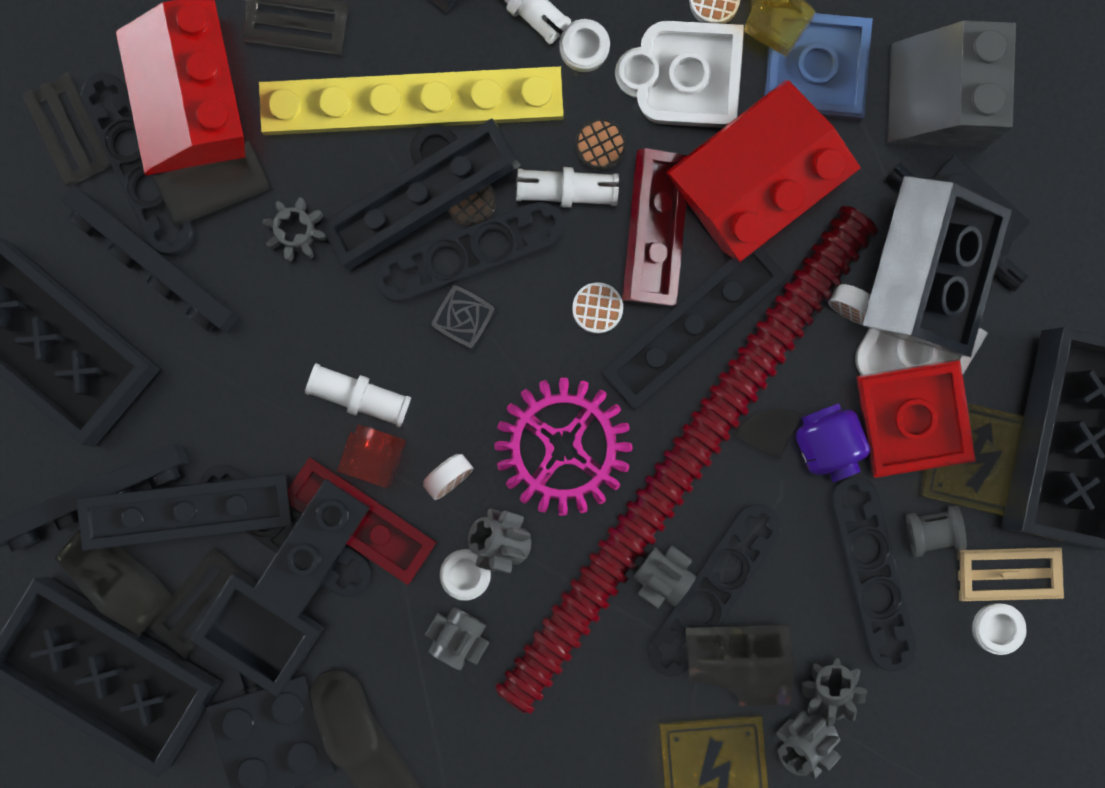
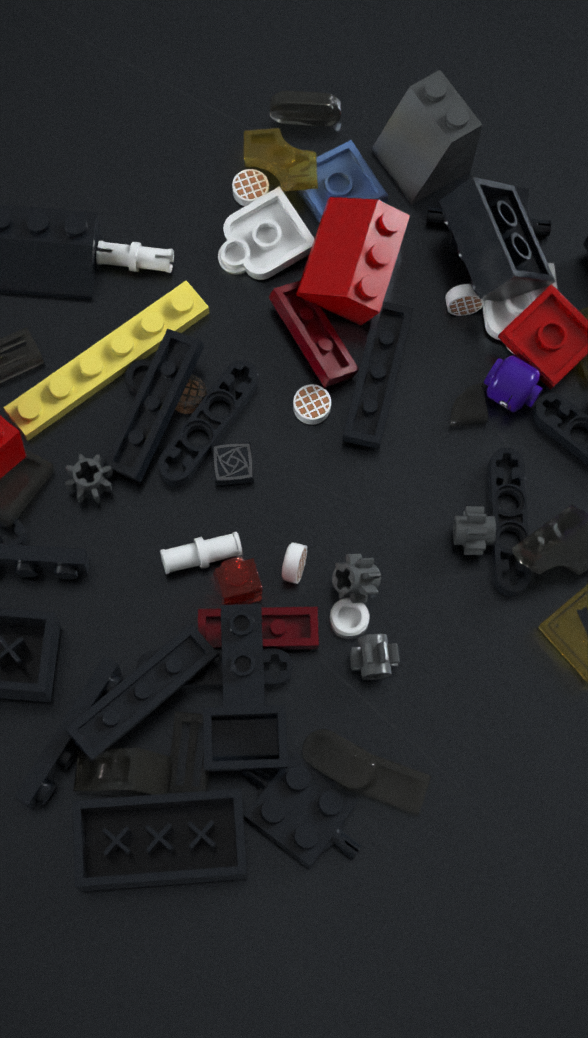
camera: 35 degrees left, 15 degrees down
(567, 187) = (241, 345): white pin -> none
(584, 45) = (191, 262): white tile -> none
(589, 411) = (367, 495): dark pink gear -> none
(600, 144) = (243, 310): tile -> none
(687, 458) = (433, 461): dark red piece -> none

